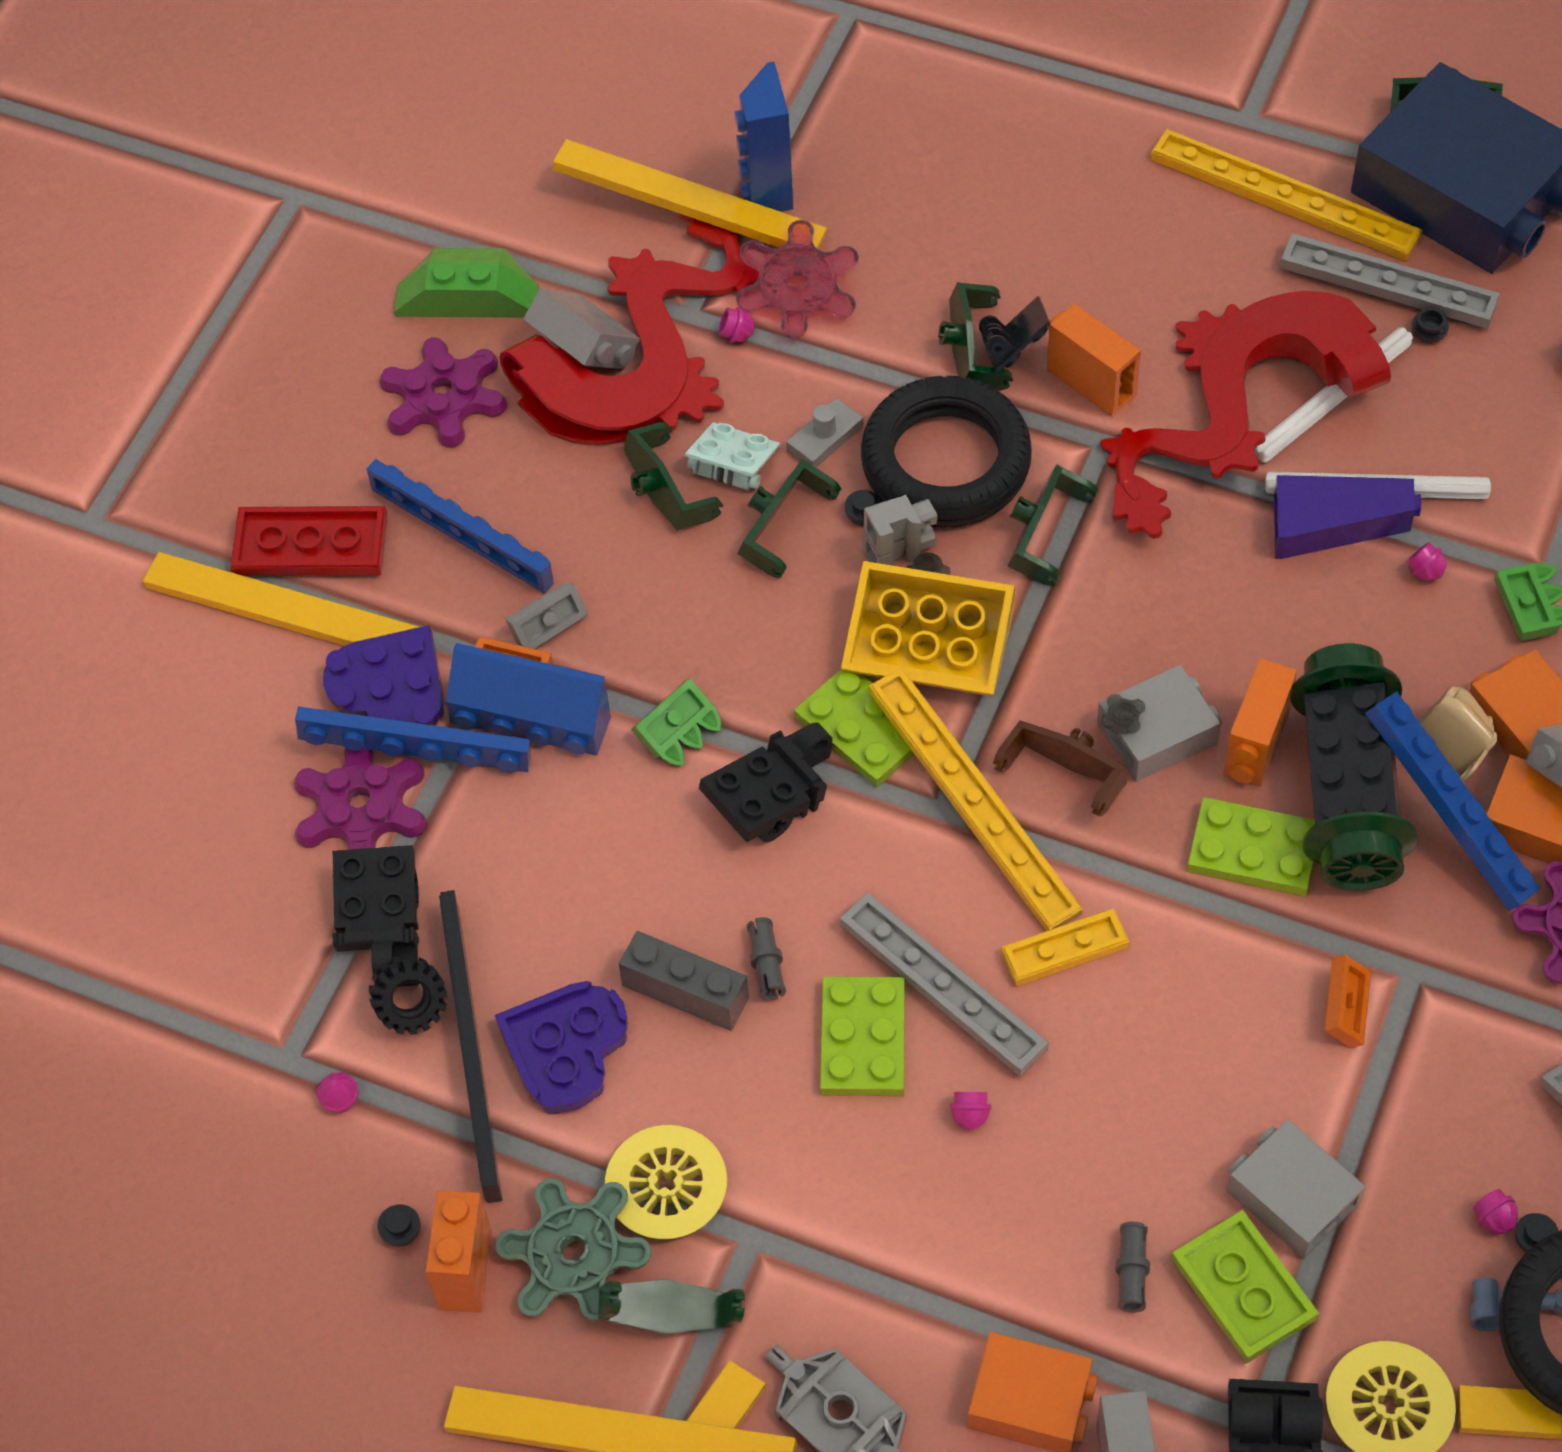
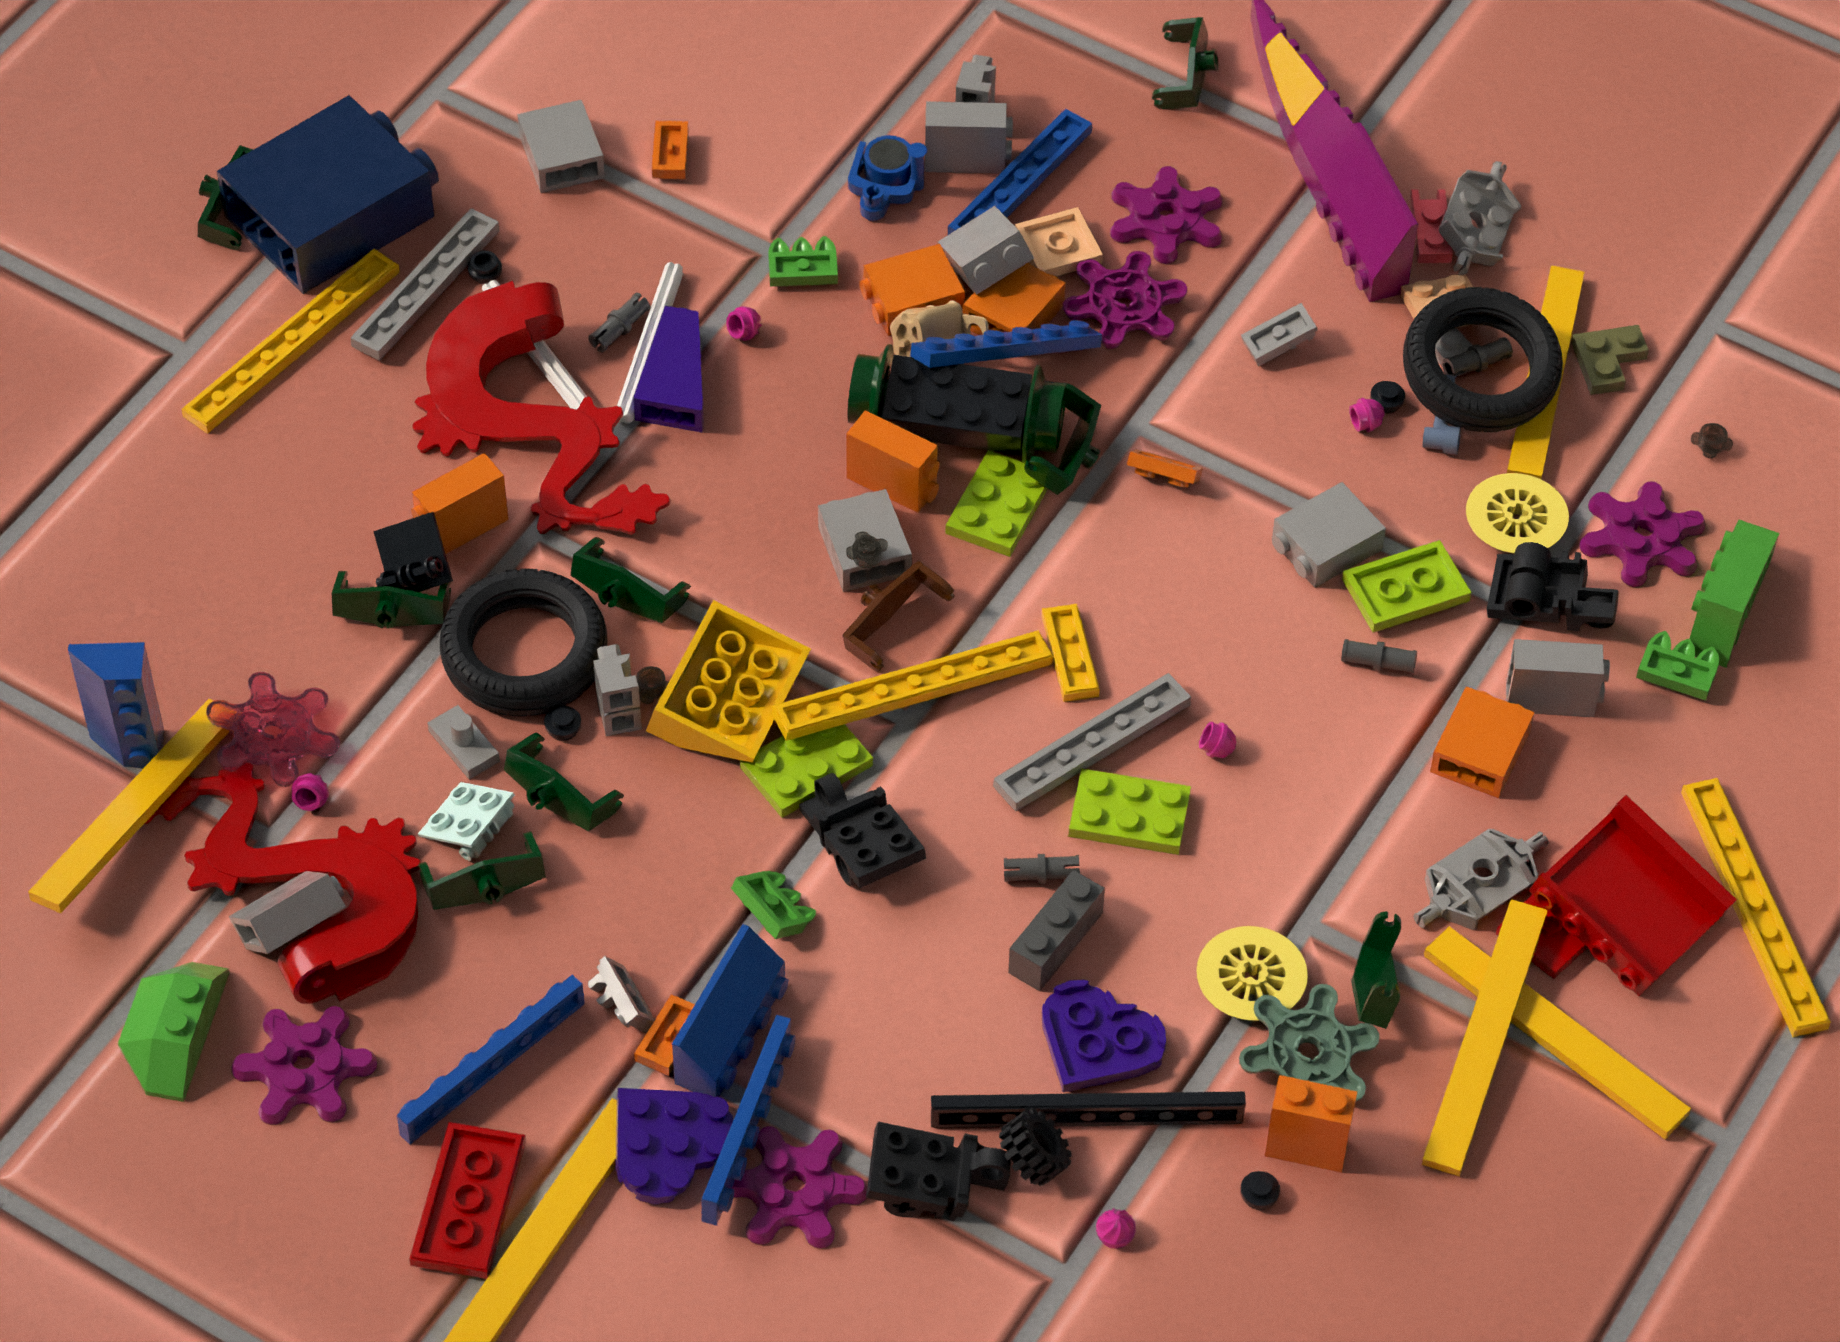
camera: 85 degrees left, 5 degrees down
(1347, 909) = (1077, 450): none -> dark green piece
(1392, 452) = (619, 322): none -> dark grey pin

